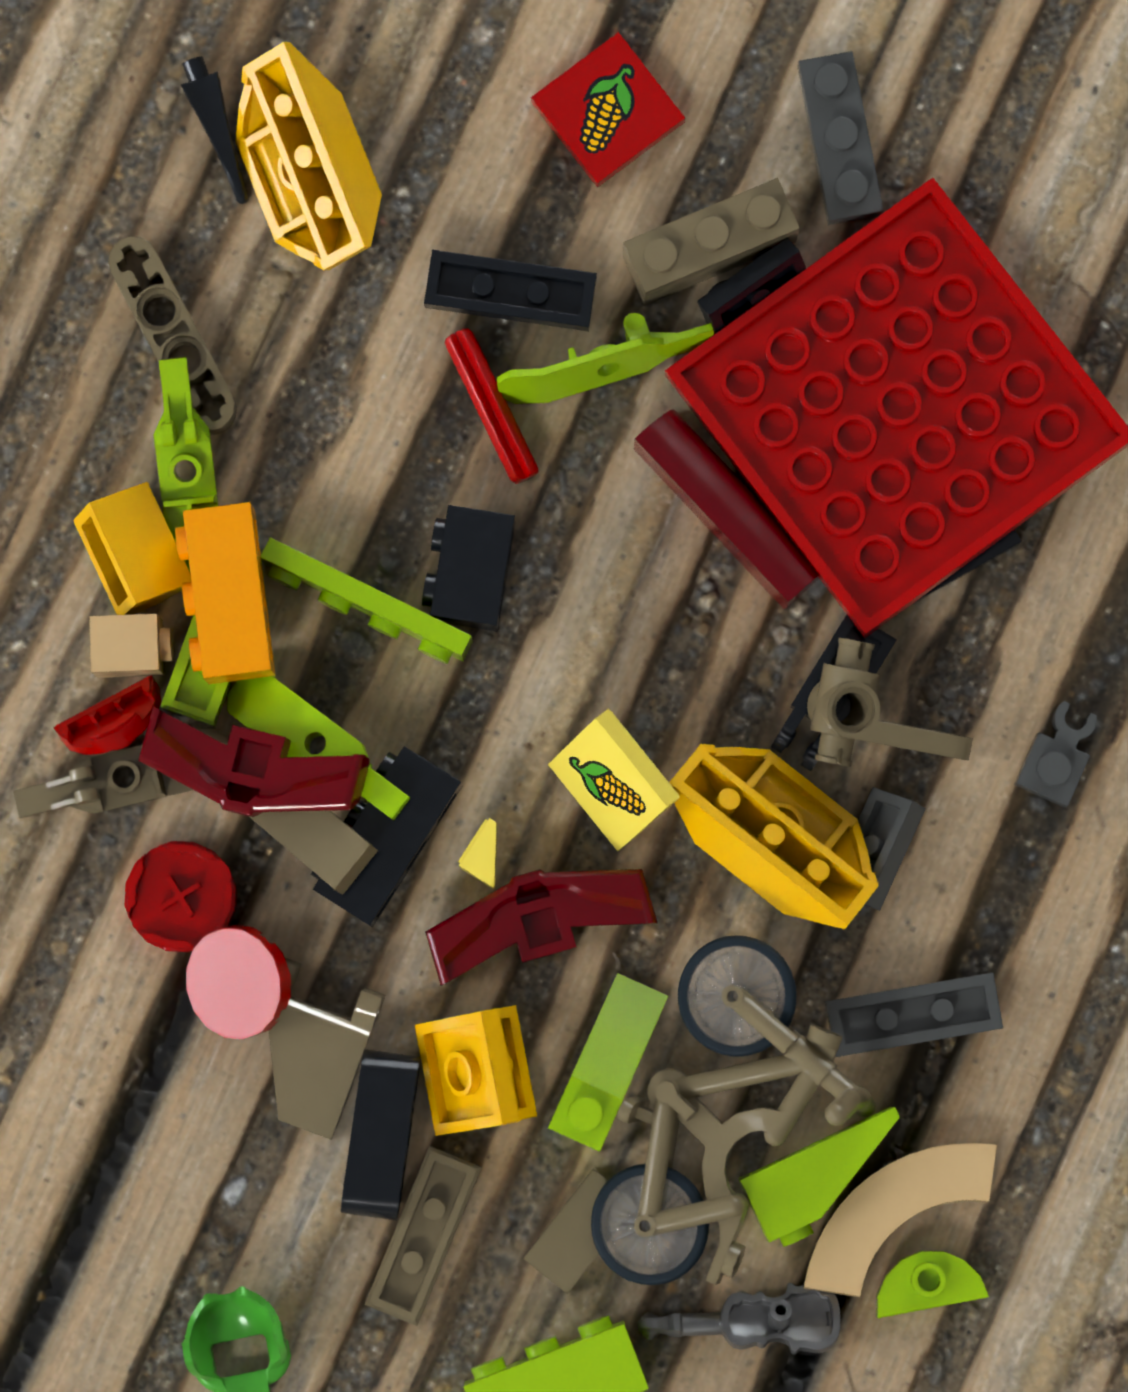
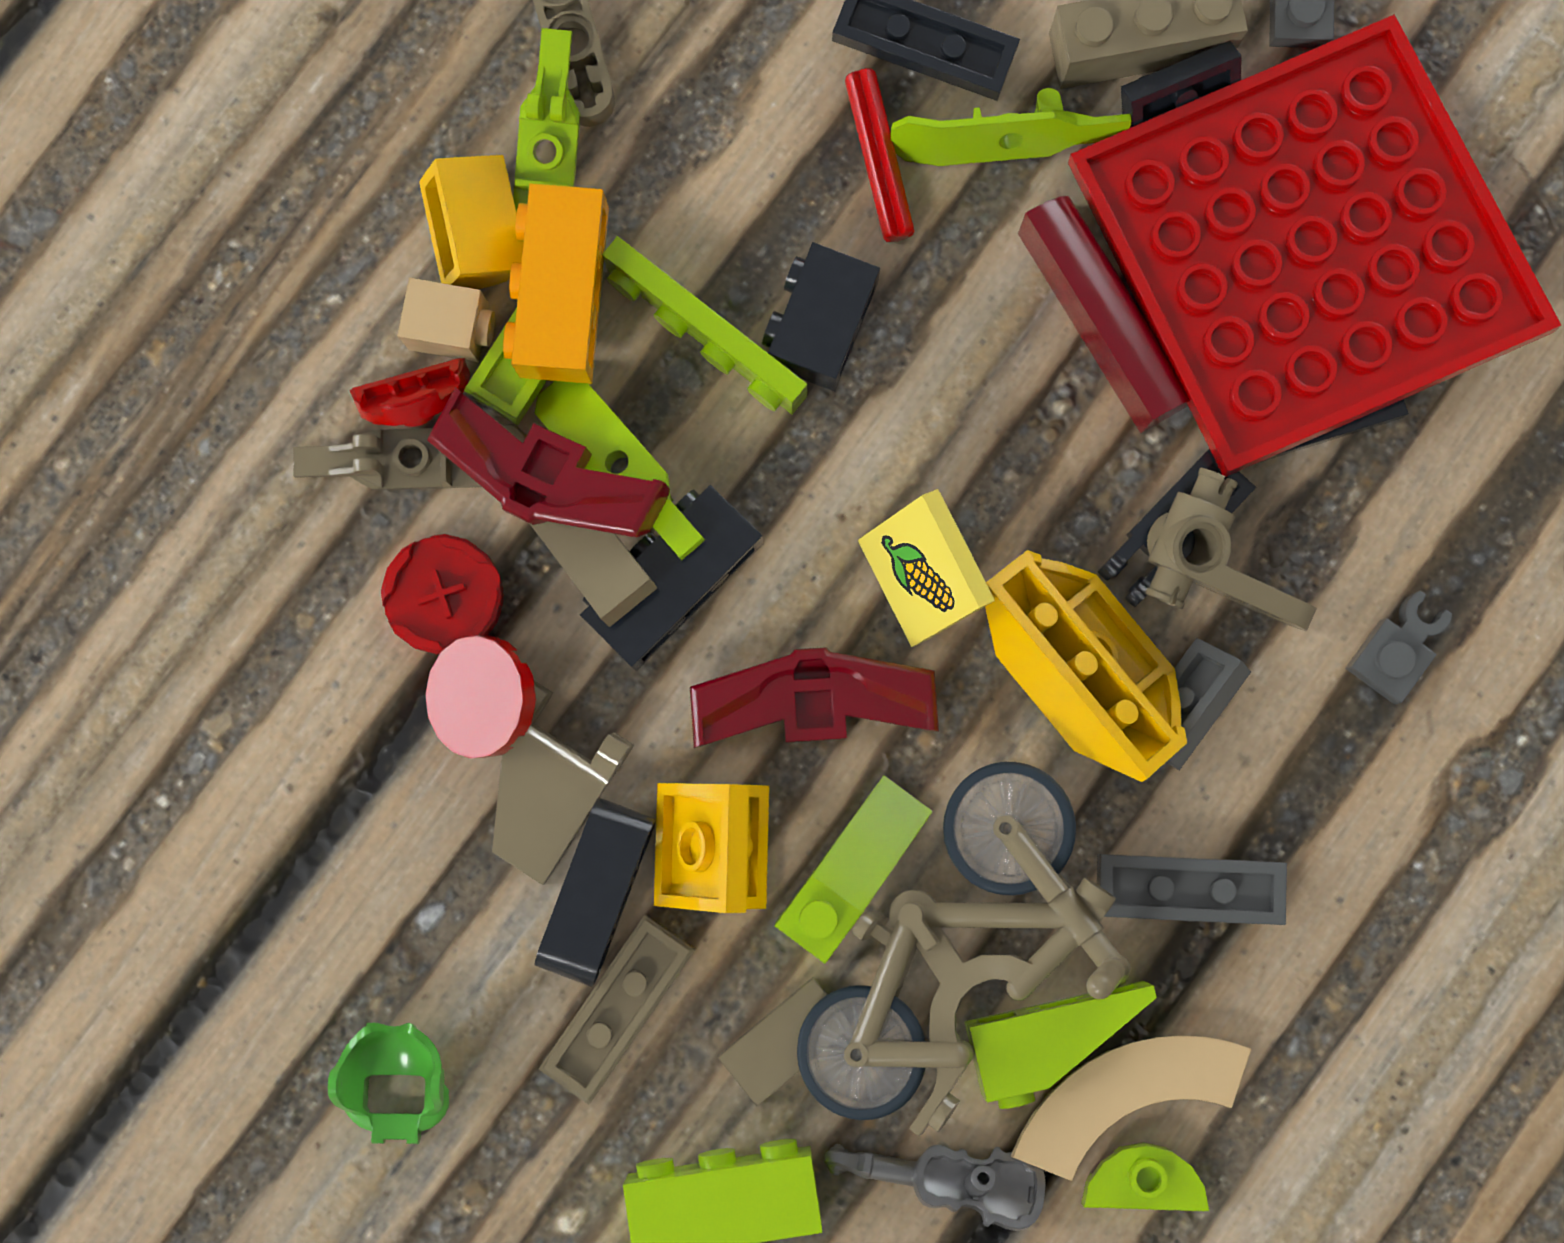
camera: 15 degrees right, 0 degrees up
(481, 854) = (766, 618): light yellow slope -> none

